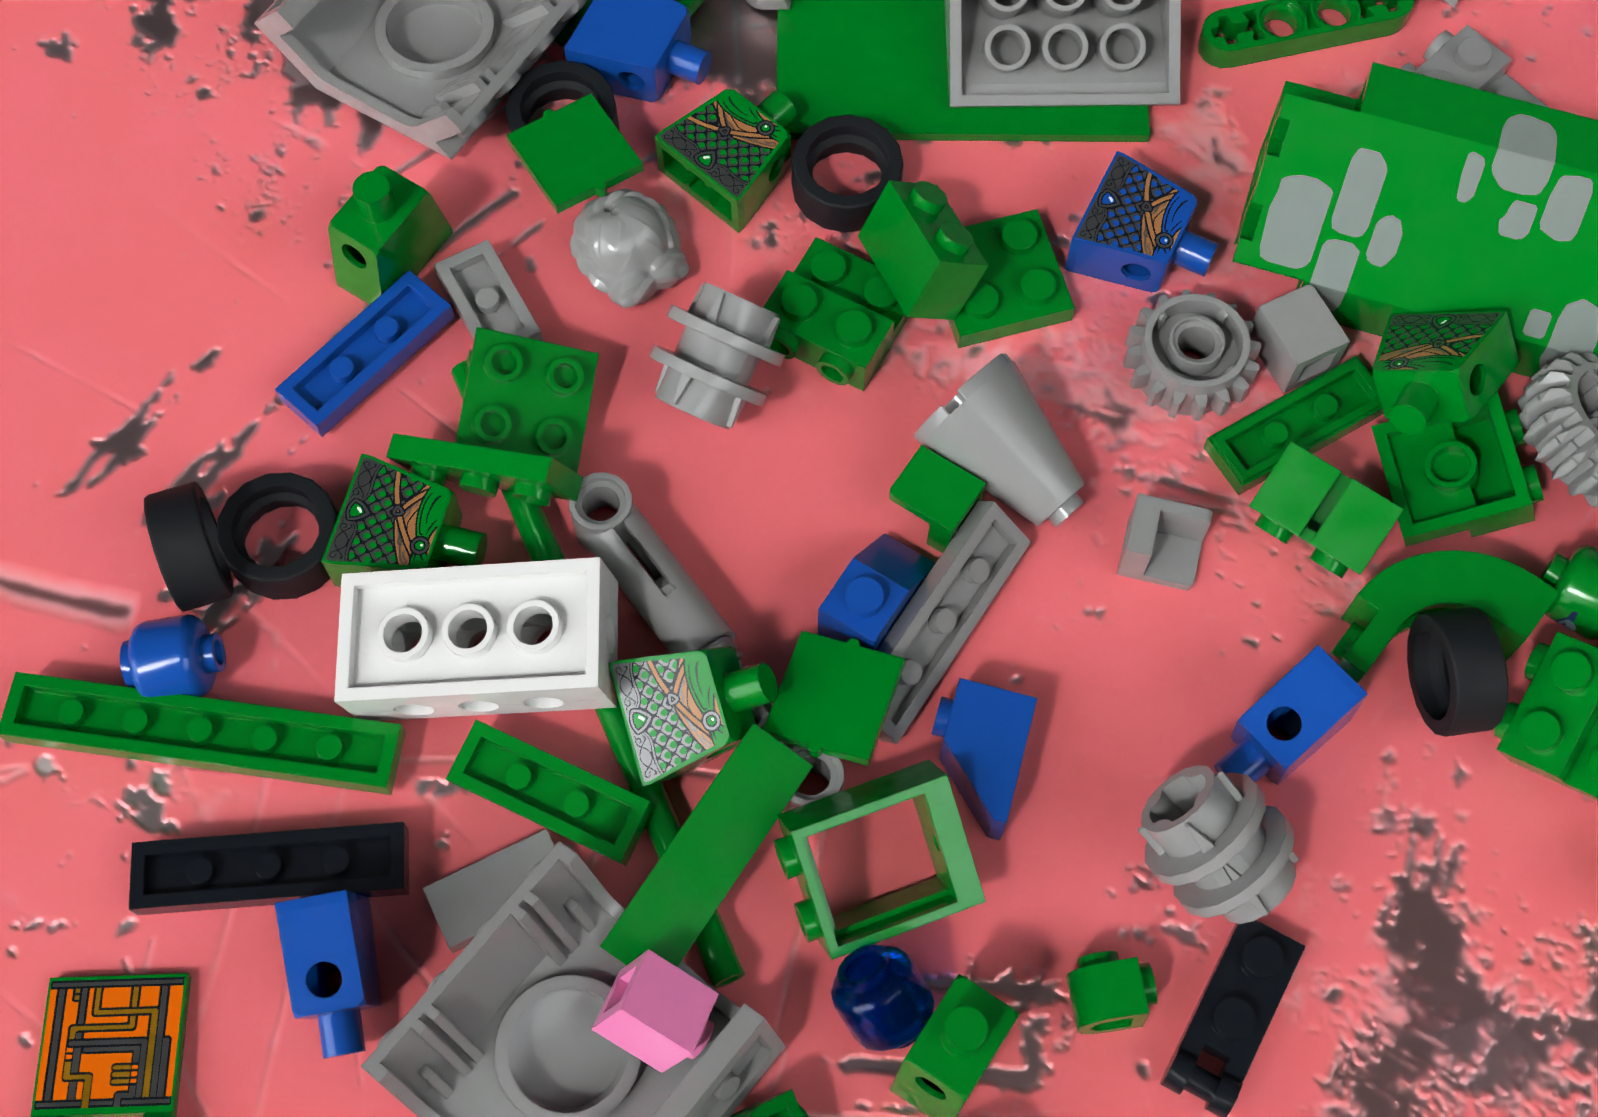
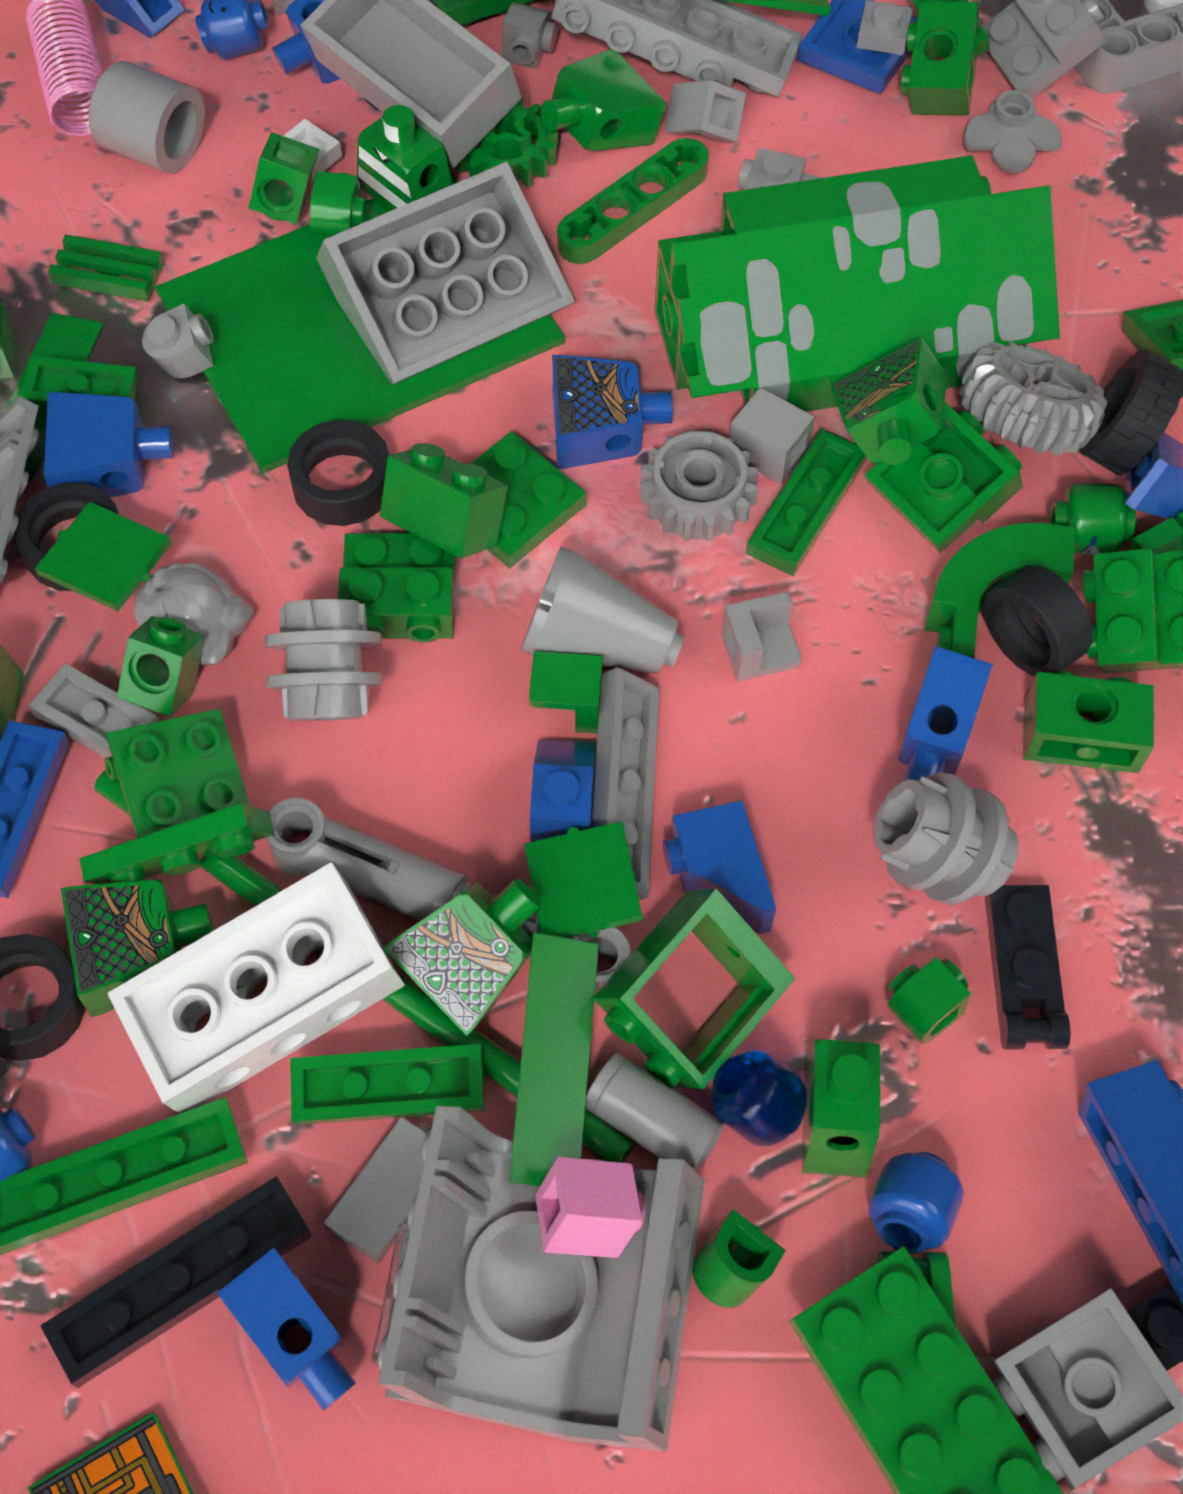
camera: 30 degrees left, 5 degrees down
(568, 285) = (146, 679): none -> green brick
(729, 153) = (232, 500): green torso -> none
(776, 957) = (653, 1113): none -> light grey pin
(1325, 510) = (870, 552): green piece -> none
(1414, 802) = (1062, 736): none -> green brick

